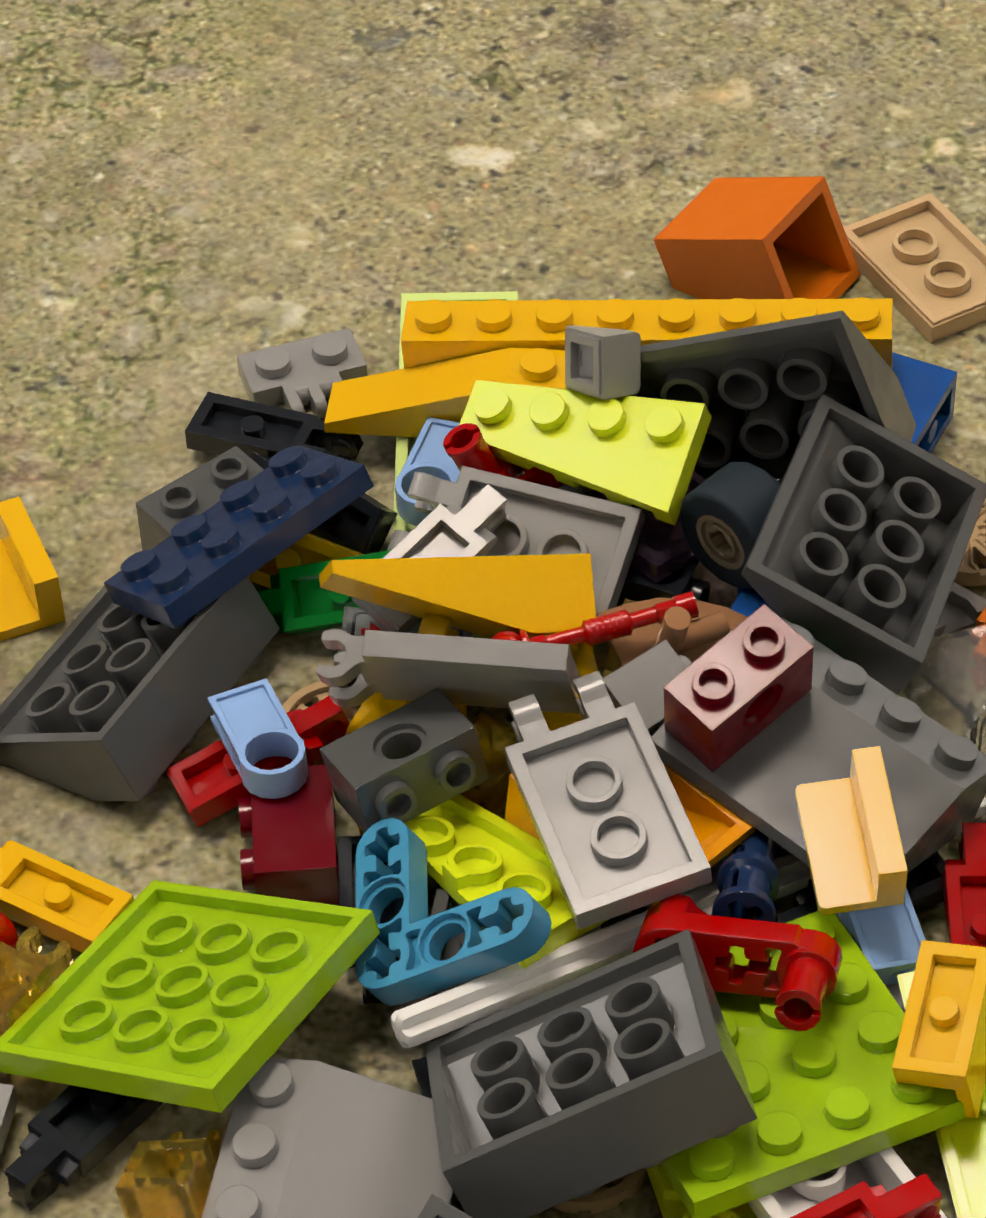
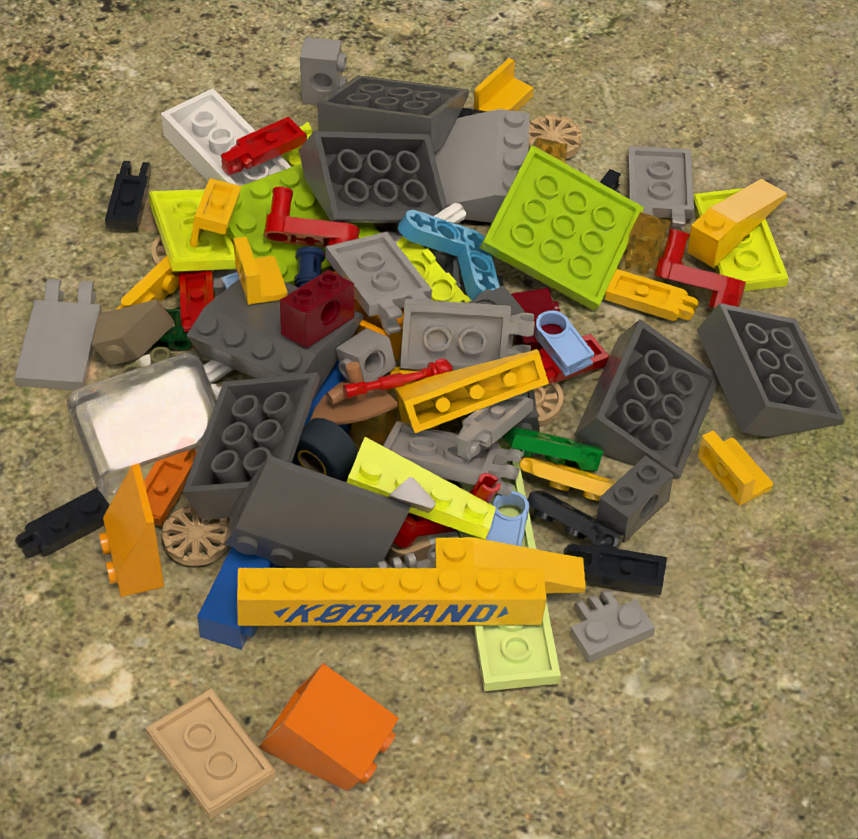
camera: 170 degrees right, 5 degrees up
(237, 534) = (604, 442): dark blue plate -> none

